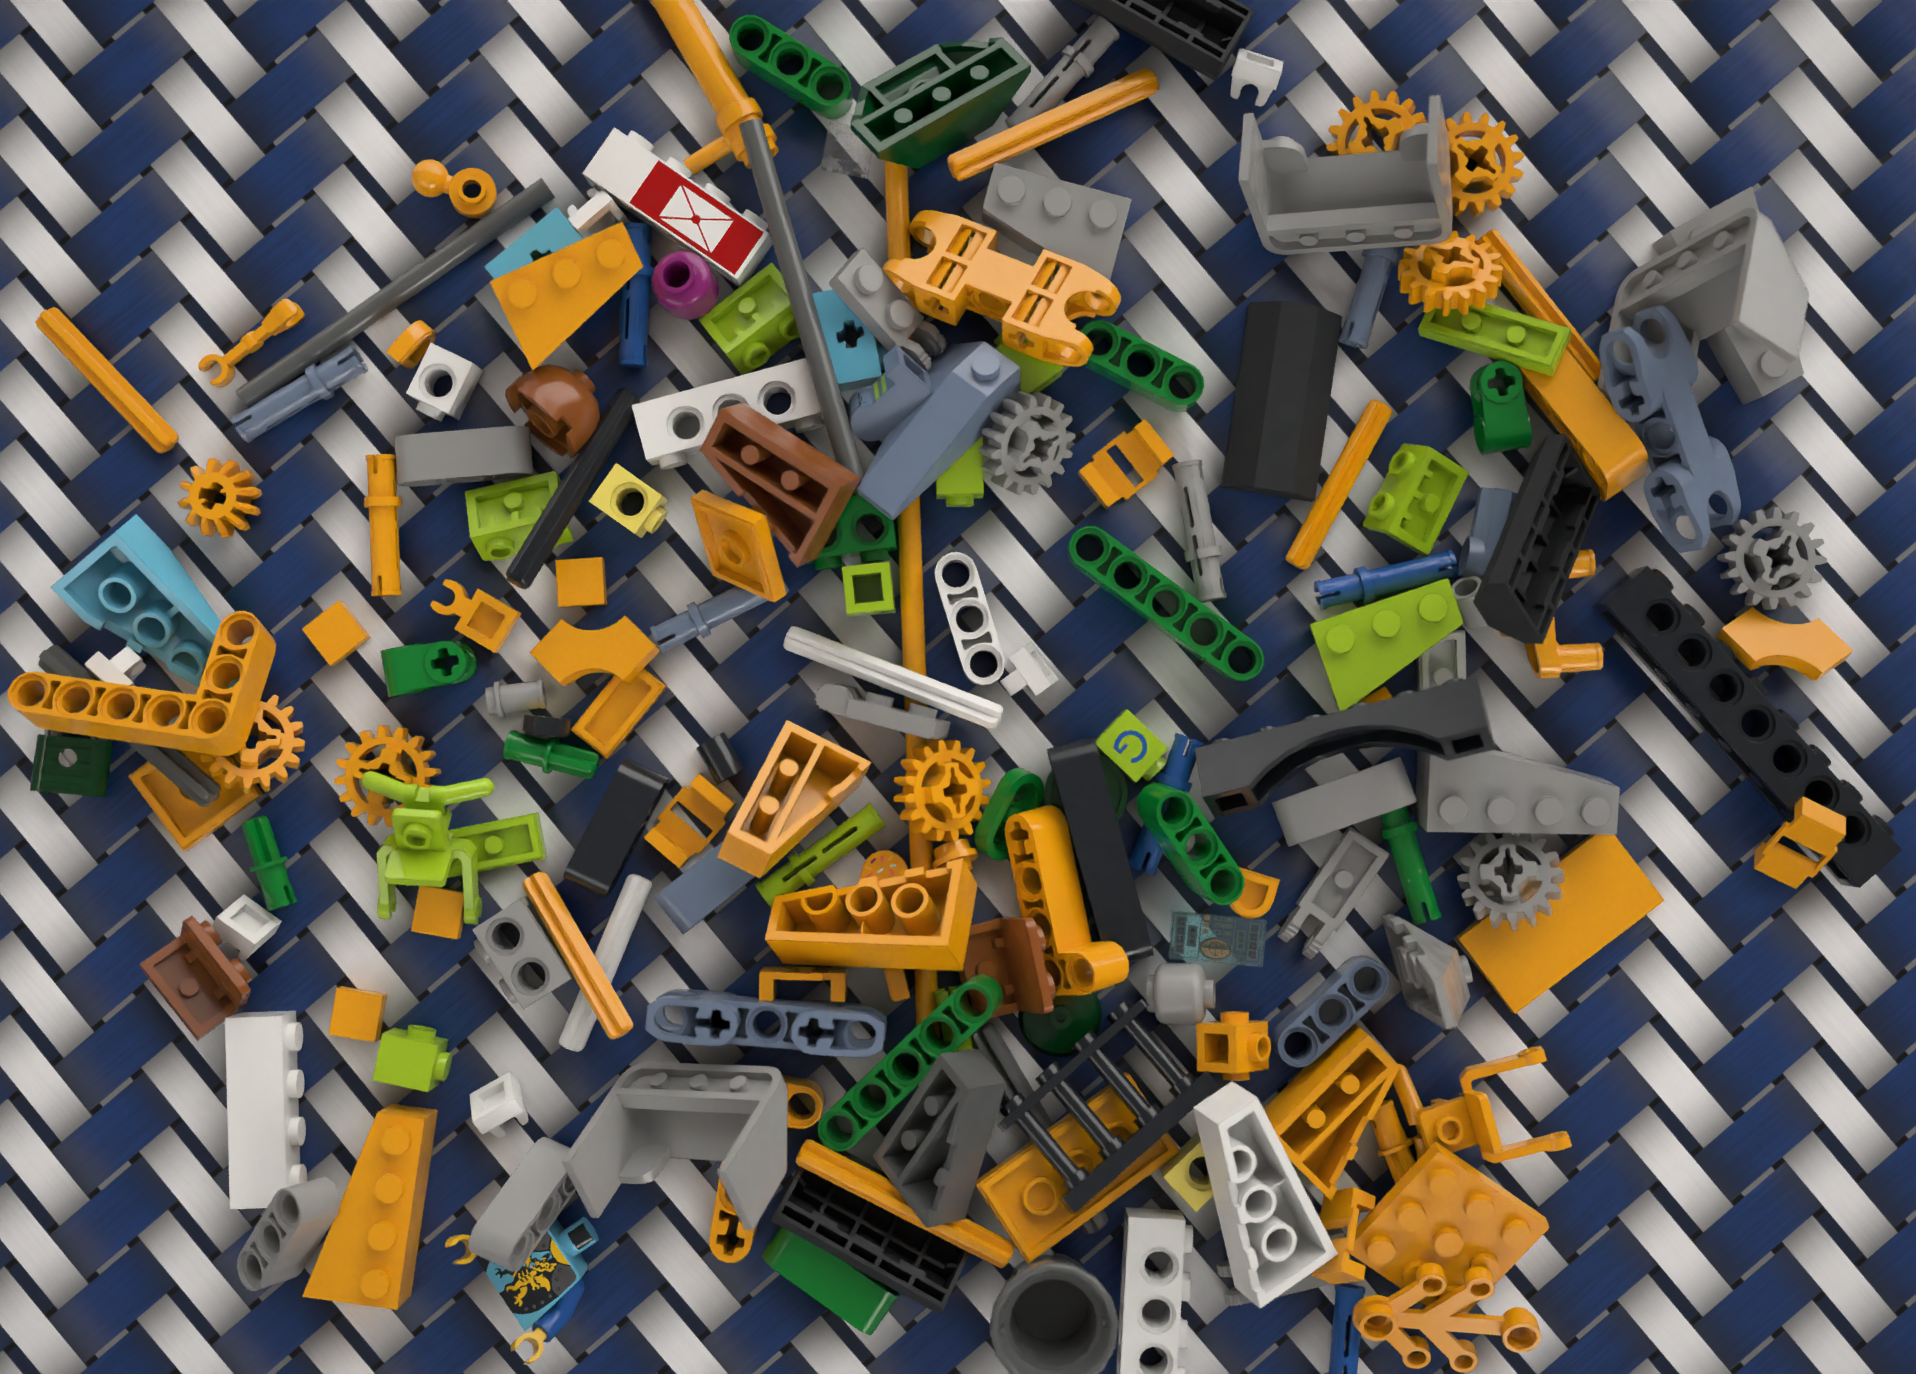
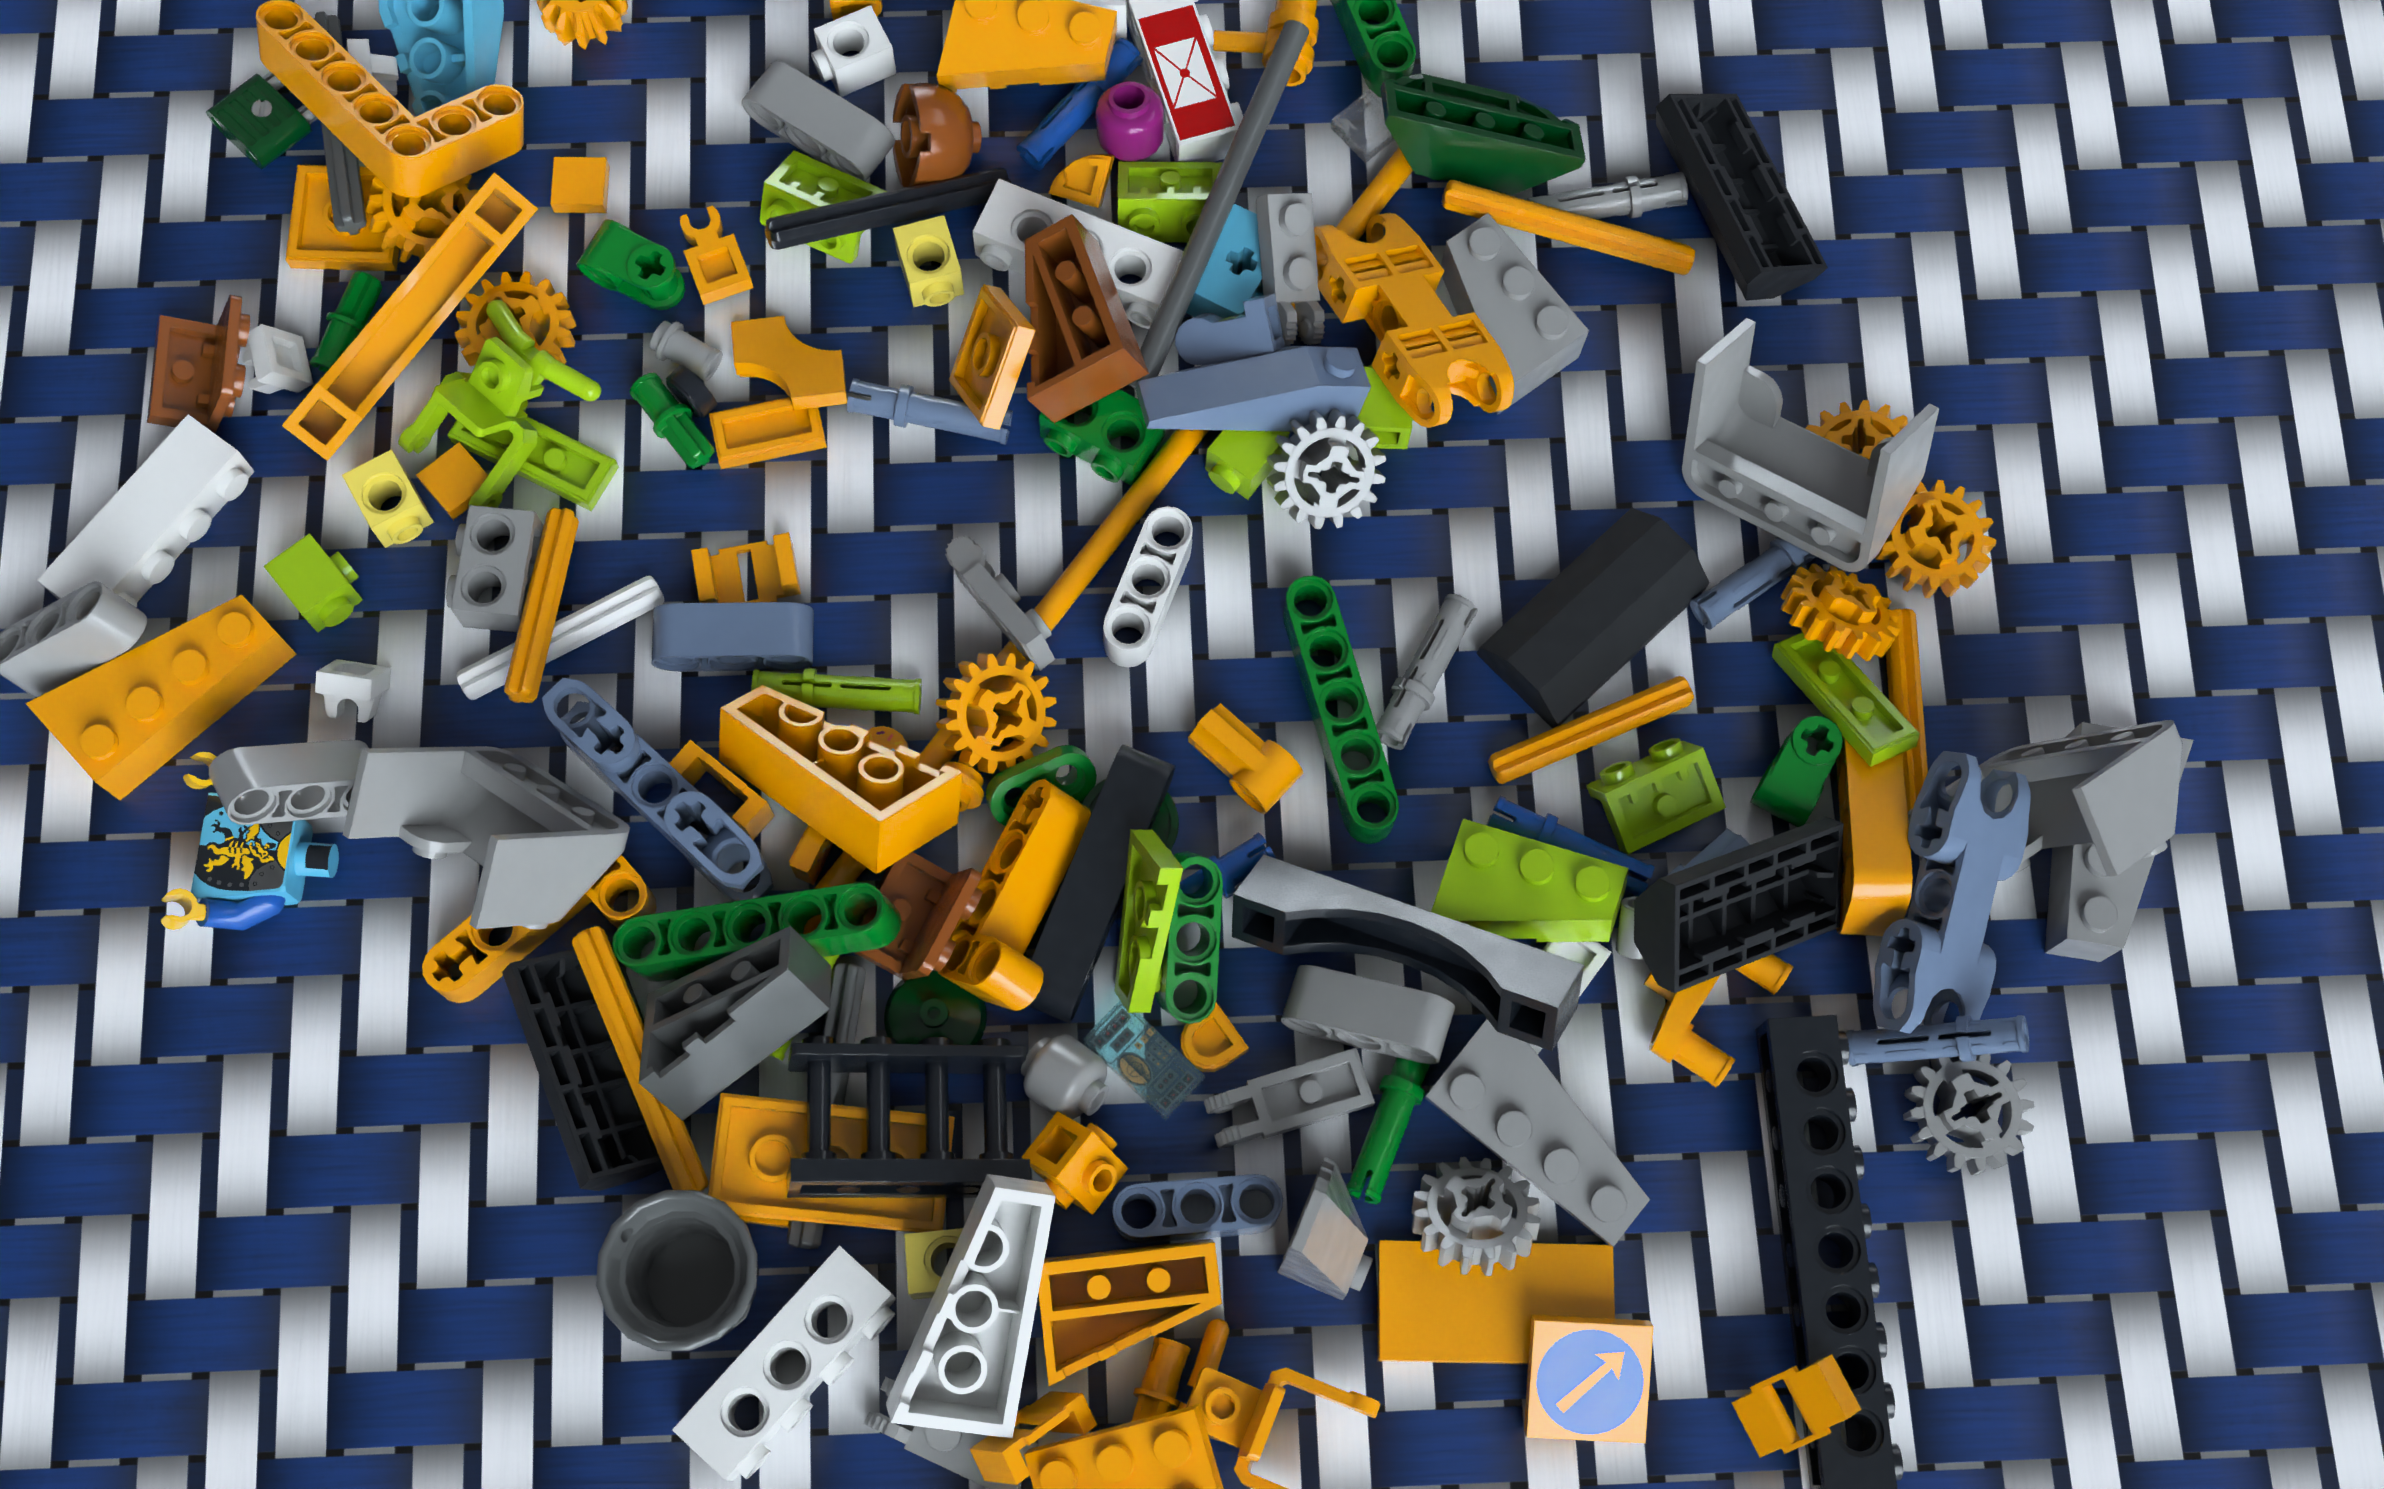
camera: 30 degrees right, 15 degrees down
(310, 799) = (410, 317): none -> light orange arch
(357, 1014) = (304, 510): light orange tile -> none
(383, 524) = (711, 113): light orange pin -> none
(389, 966) = (373, 485): none -> light yellow brick
(581, 582) = (828, 300): light orange tile -> none
(615, 828) = (673, 524): black beam -> none
(685, 352) = (1084, 180): none -> light orange tile
(720, 758) = (820, 538): black hinge -> none
(790, 797) = (849, 605): light orange wedge -> none
(830, 1281) = (510, 1087): green beam -> none
(868, 589) = (1077, 487): lime brick -> none
(893, 677) = (1036, 583): white axle -> none
(1030, 670) = (1164, 673): white tile -> none
(1132, 747) = (1205, 812): lime brick -> none
(1138, 688) = (1256, 768): none -> light orange piece
(1141, 448) = (1429, 566): light orange piece -> none
(1159, 856) = (1147, 913): none -> lime wing
(1163, 365) = (1484, 510): green beam -> none
(1256, 70) = (1790, 316): white tile -> none
(1655, 924) = (1588, 1378): none -> tile
(1771, 498) = (1942, 1040): none -> sand blue pin
(1803, 647) = (1942, 1223): light orange tile -> none

